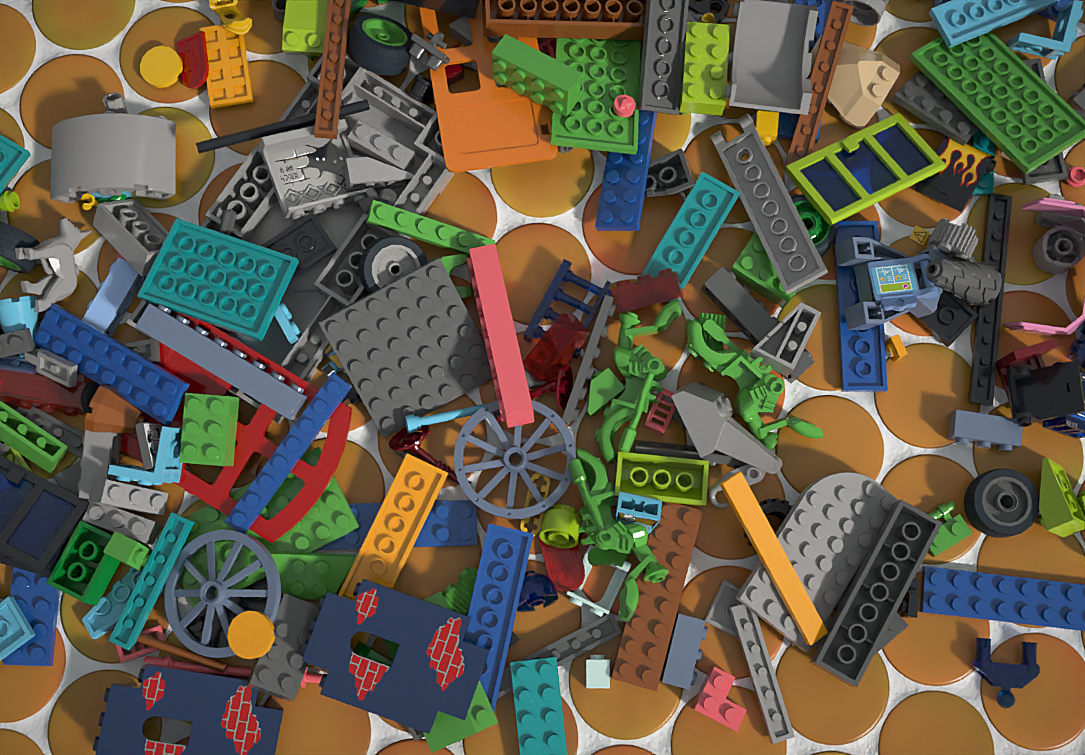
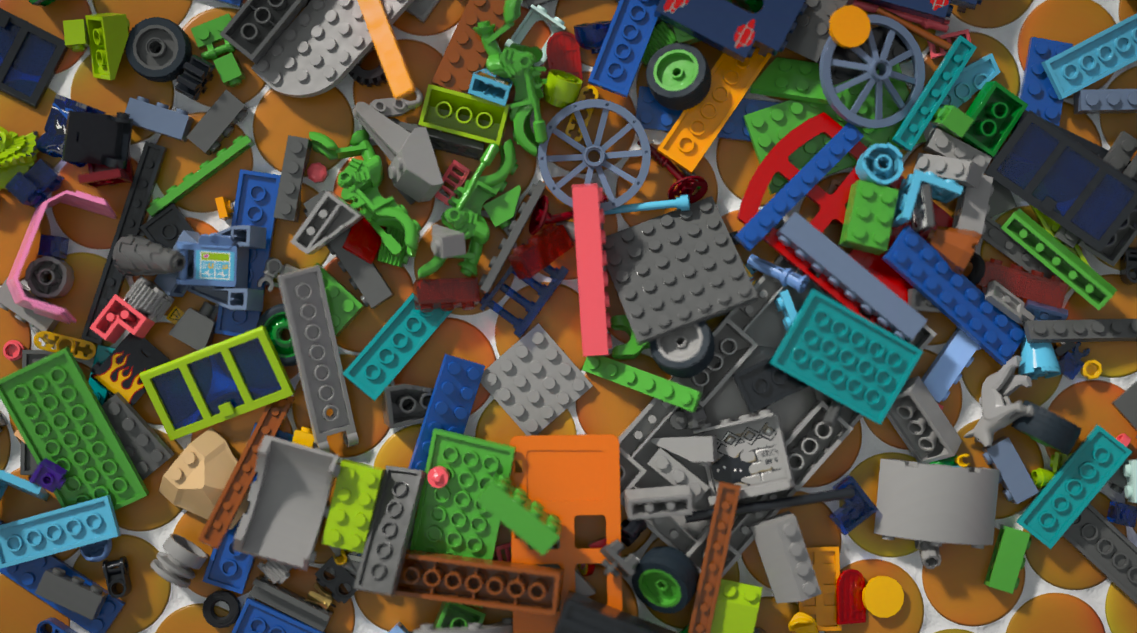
camera: 165 degrees left, 10 degrees up
(36, 199) = (1013, 474): none -> sand blue brick
(37, 118) = (1007, 559): none -> bright green brick
(190, 490) = (888, 157): none -> medium azure brick
(199, 130) = (854, 509): none -> clear blue brick
(261, 80) = (785, 558): none -> light grey slope
(291, 355) = (785, 276): none -> medium blue pin
(396, 109) = (658, 502): none -> light grey brick
(423, 543) = (678, 76): none -> wheel
(541, 223) = (534, 381): none -> light grey plate
(657, 337) = (447, 242): none -> light grey slope
(744, 330) = (363, 241): none -> red window
(805, 400) = (317, 172): none -> coral tile
(830, 294) = (272, 268): none -> light grey bar
(831, 376) = (294, 165): none -> dark grey arch
(897, 222) = (196, 327): none -> dark grey torso
(920, 435) = (218, 123): none -> dark grey brick
(921, 385) = (206, 171): none -> bright green plate
(921, 493) = (229, 70): none -> bright green brick
(956, 477) = (195, 77): none -> black gear
(980, 214) = (118, 317): none -> coral brick
(1013, 53) = (52, 470): none -> dark purple brick
(1032, 192) = (79, 354): none -> yellow beam
(1062, 282) = (53, 246): none -> clear blue brick

